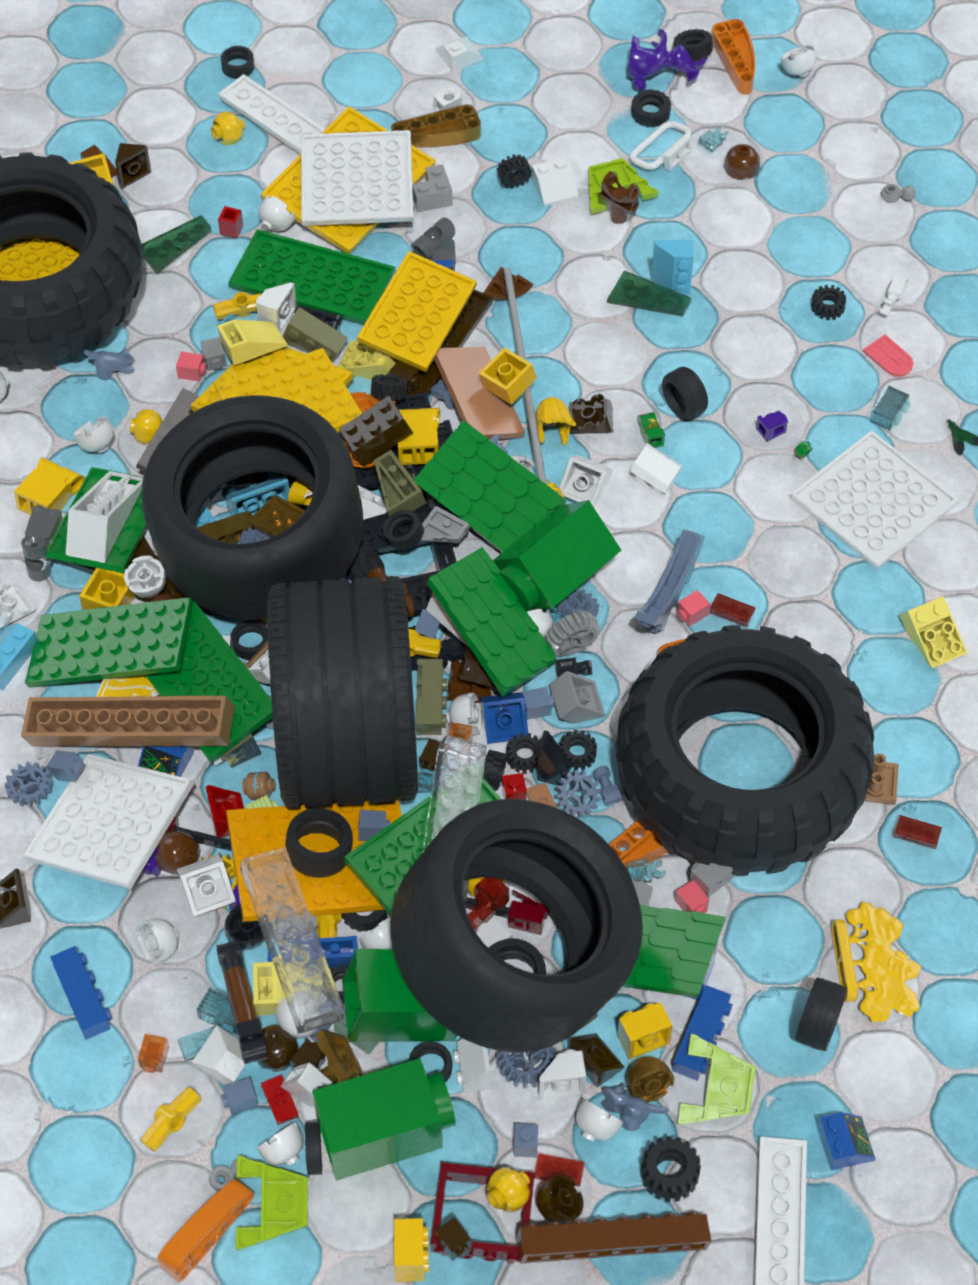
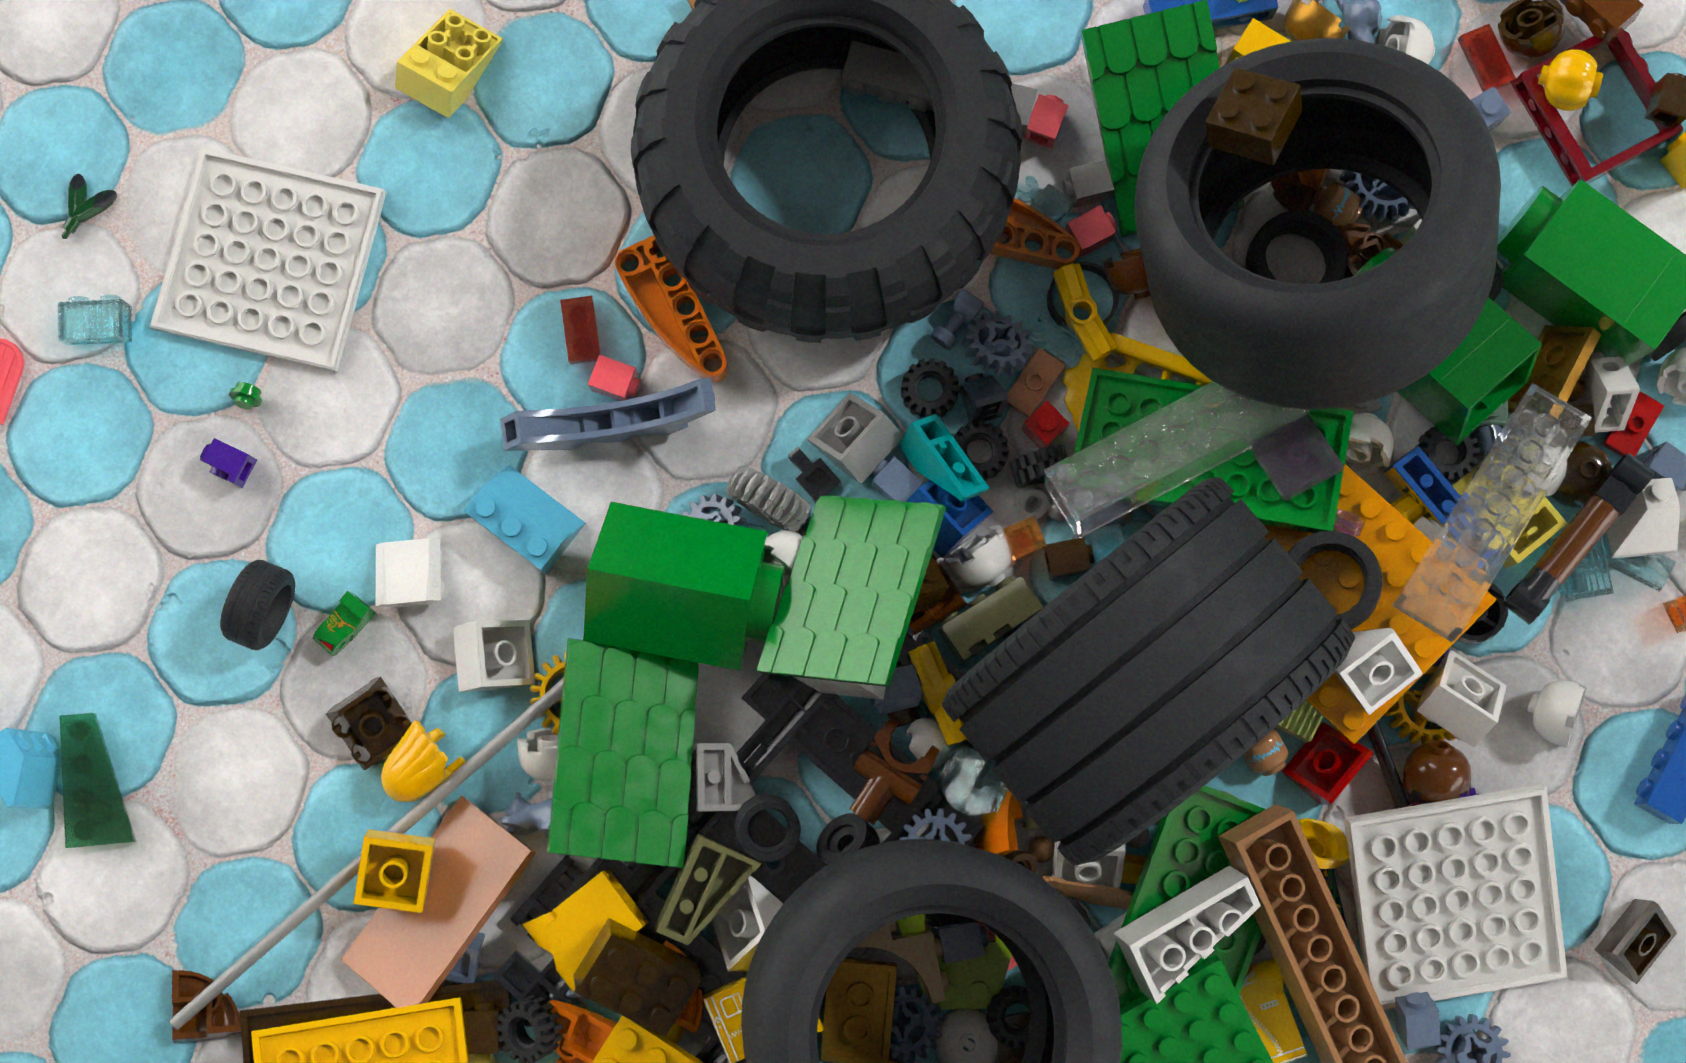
camera: 125 degrees left, 25 degrees up
(196, 771) = (1326, 843): none -> yellow hat
(203, 655) = (1184, 929): none -> white wedge
(258, 828) = (1377, 668): none -> white slope
(343, 872) = (1348, 523): none -> tile
(392, 868) = (1296, 457): none -> plate
(530, 721) = (941, 459): none -> teal slope
(594, 896) = (1254, 116): none -> dark brown brick
(646, 529) = (525, 518): none -> medium azure slope

